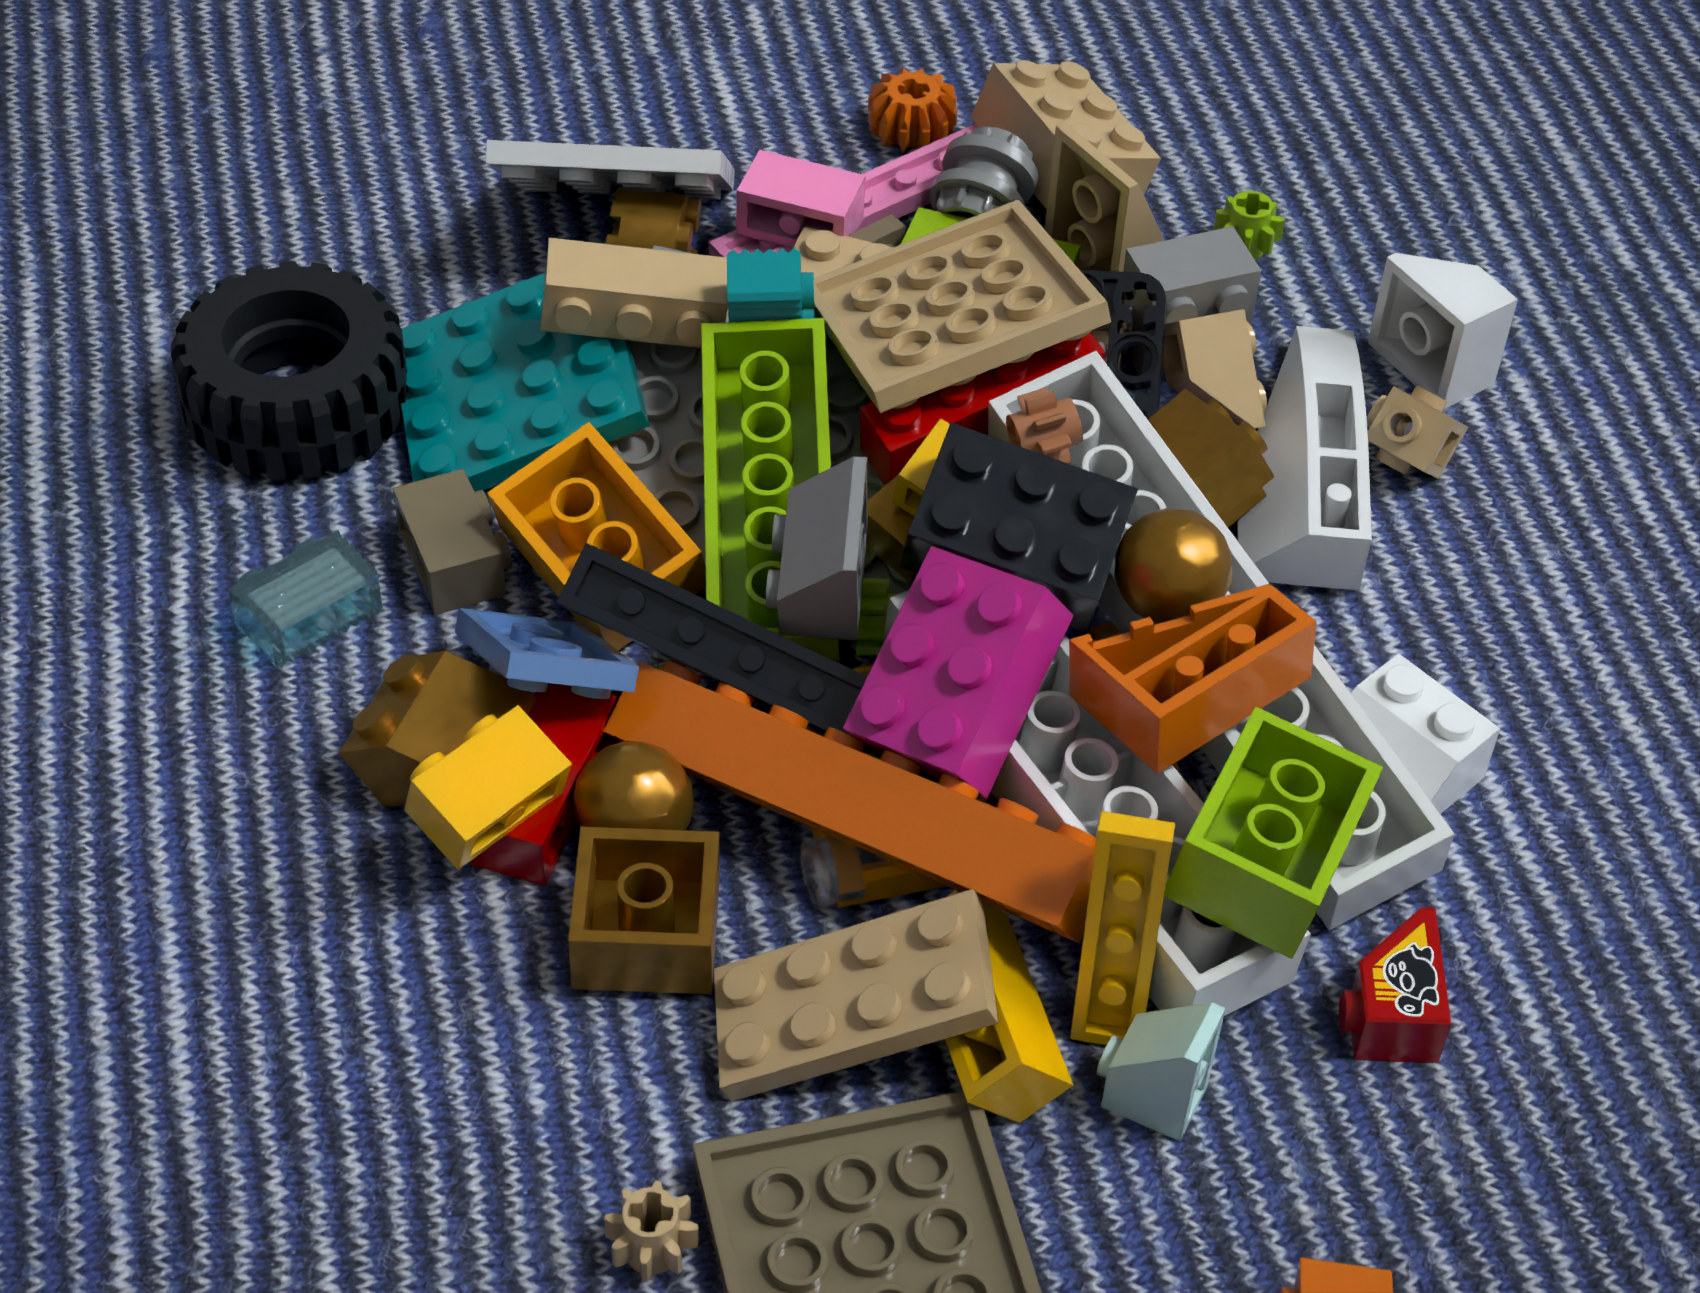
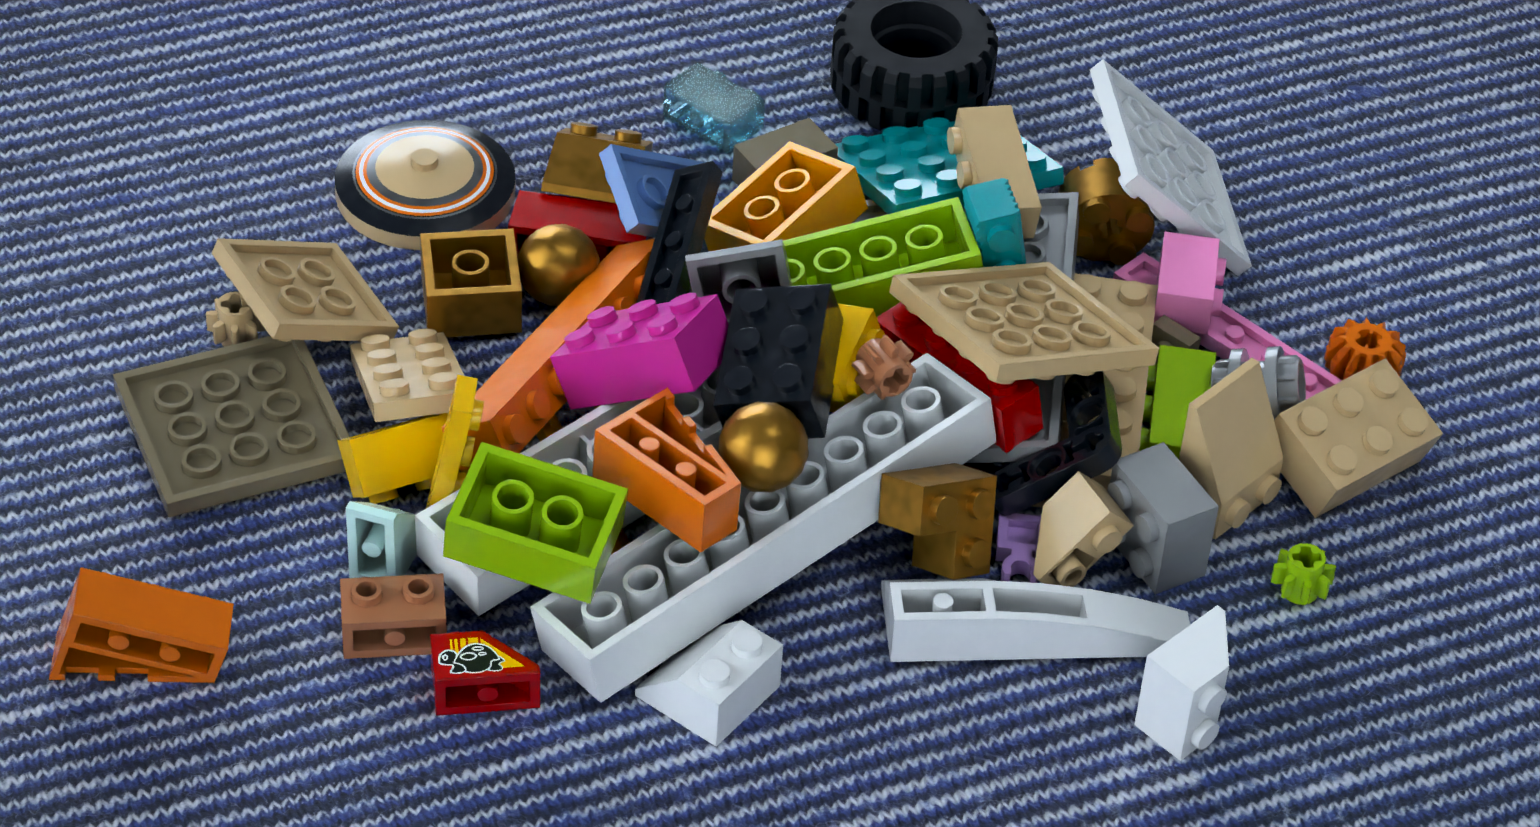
camera: 80 degrees right, 5 degrees down
(361, 967) = (423, 181): none -> dish
(486, 785) = (529, 176): yellow brick -> none
(630, 1120) = (303, 290): none -> tan plate
(1291, 1078) = (391, 614): none -> nougat brick
(1414, 431) = (1064, 677): tan brick -> none

